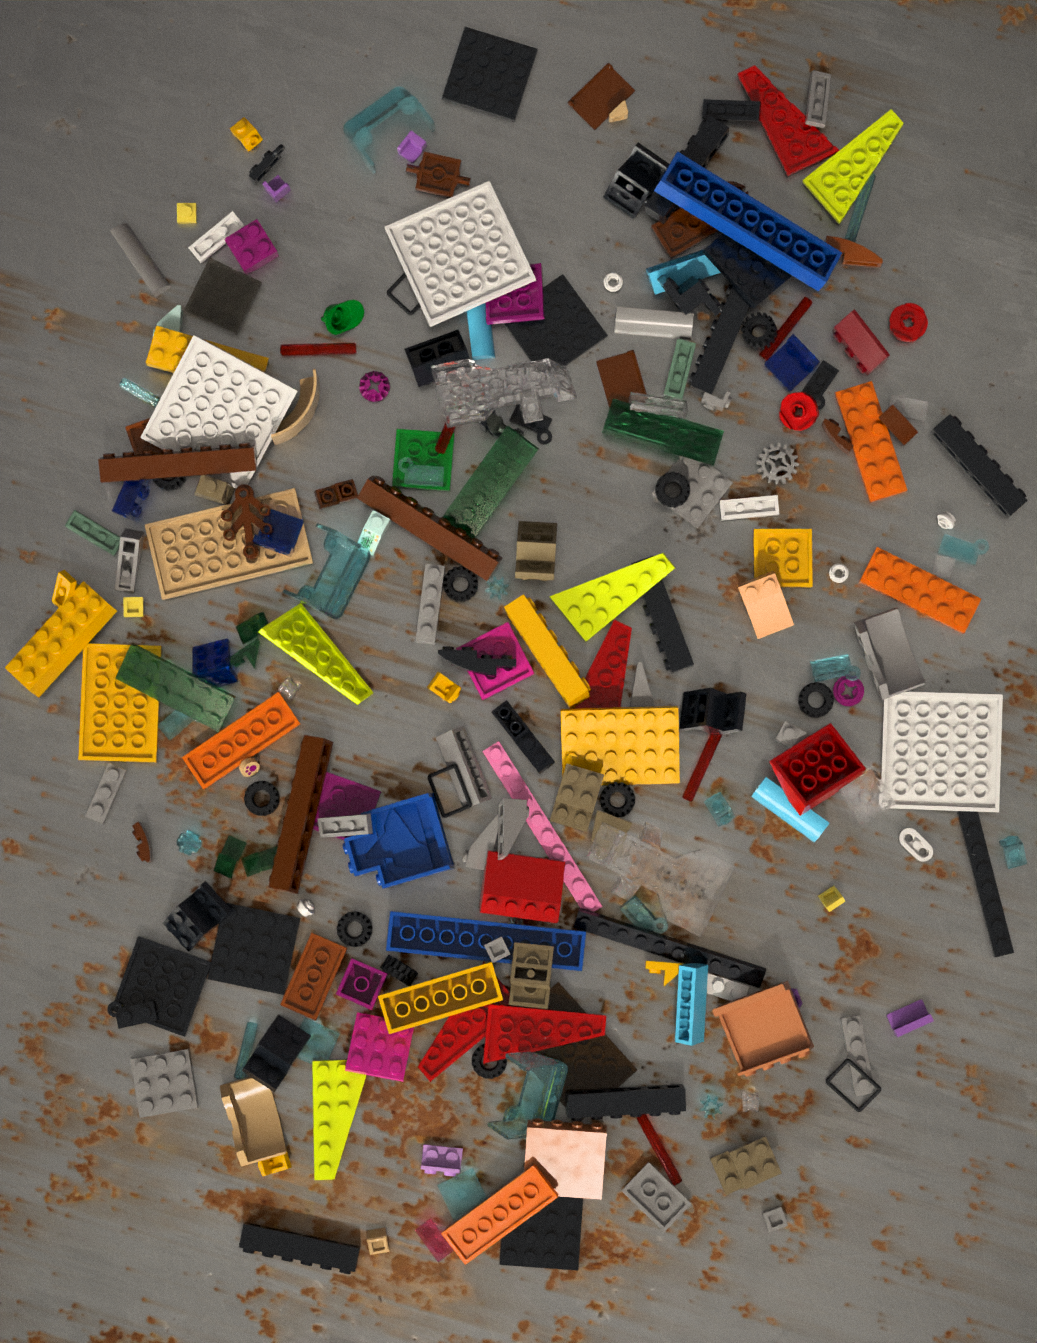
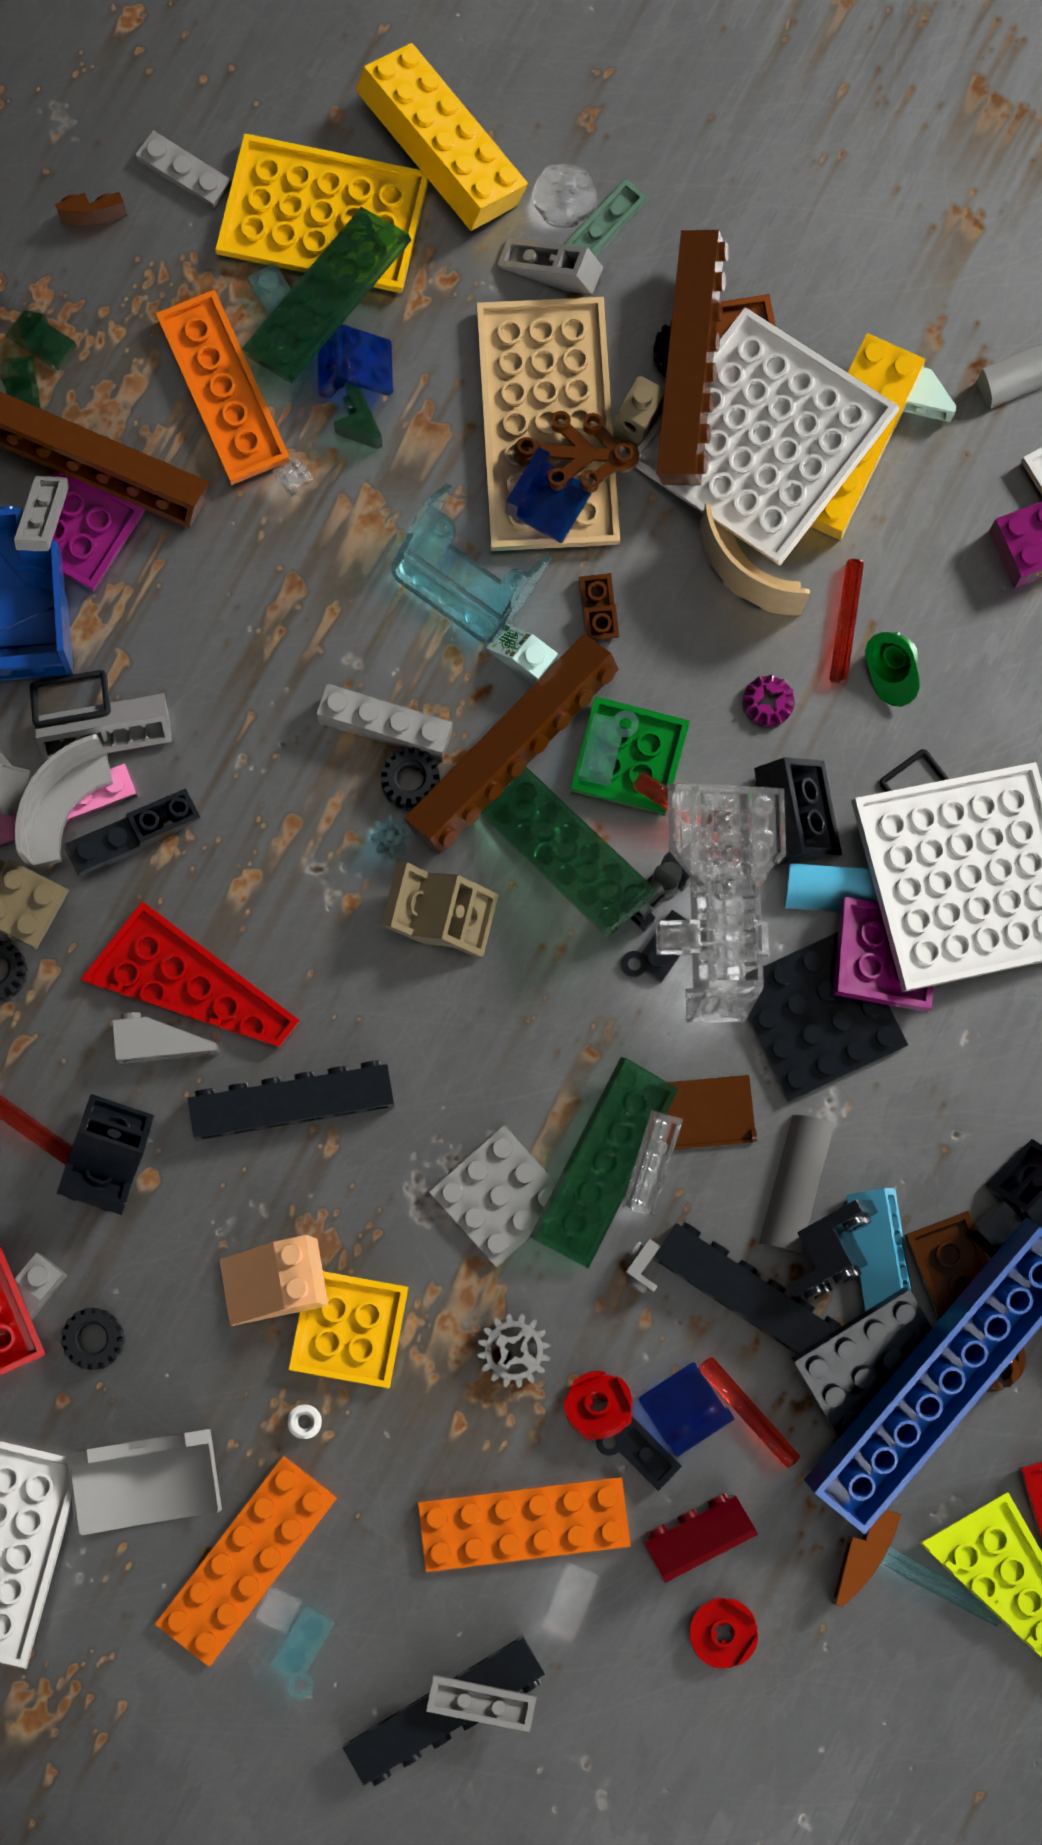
camera: 90 degrees right, 5 degrees down
(64, 587) = (525, 157): yellow slope -> none
(74, 552) = (569, 178): none -> clear plate
(130, 499) = (646, 284): clear blue bracket -> none
(133, 606) = (473, 259): light yellow plate -> none
(139, 392) = (826, 324): clear light blue axle -> none
(188, 842) = (74, 276): clear light blue gear -> none
(223, 296) = (960, 485): clear smoke plate -> none
(249, 767) = (177, 390): tan tile -> none
(249, 798) = (115, 385): black tyre -> none
(250, 628) = (401, 439): clear green slope -> none
(307, 643) = (354, 516): neon yellow wing -> none
(444, 688) = (241, 720): yellow bracket -> none
(467, 660) = (274, 764): black slope -> none
(497, 643) = (269, 811): dark pink plate -> none
(513, 782) = (53, 793): none -> light grey panel
(547, 652) = (263, 893): yellow brick -> none
(601, 600) = (337, 1007): neon yellow wing -> none
(613, 276) = (889, 1123): white plate -> none
(623, 743) = (84, 993): yellow plate -> none
(669, 501) = (500, 1179): black tyre -> none
(679, 369) = (709, 1213): sand green plate -> none
(749, 507) = (447, 1287): white plate -> none
(751, 323) = (735, 1372): black tyre -> none
(832, 430) = (554, 1459): reddish brown slope -> none
(834, 668) = (141, 1381): clear light blue hinge -> none
(847, 700) = (82, 1392): magenta gear -> none
(898, 424) = (543, 1577): reddish brown slope -> none
(946, 520) = (359, 1631): white plate -> none
(972, 444) = (481, 1703): none -> light grey plate

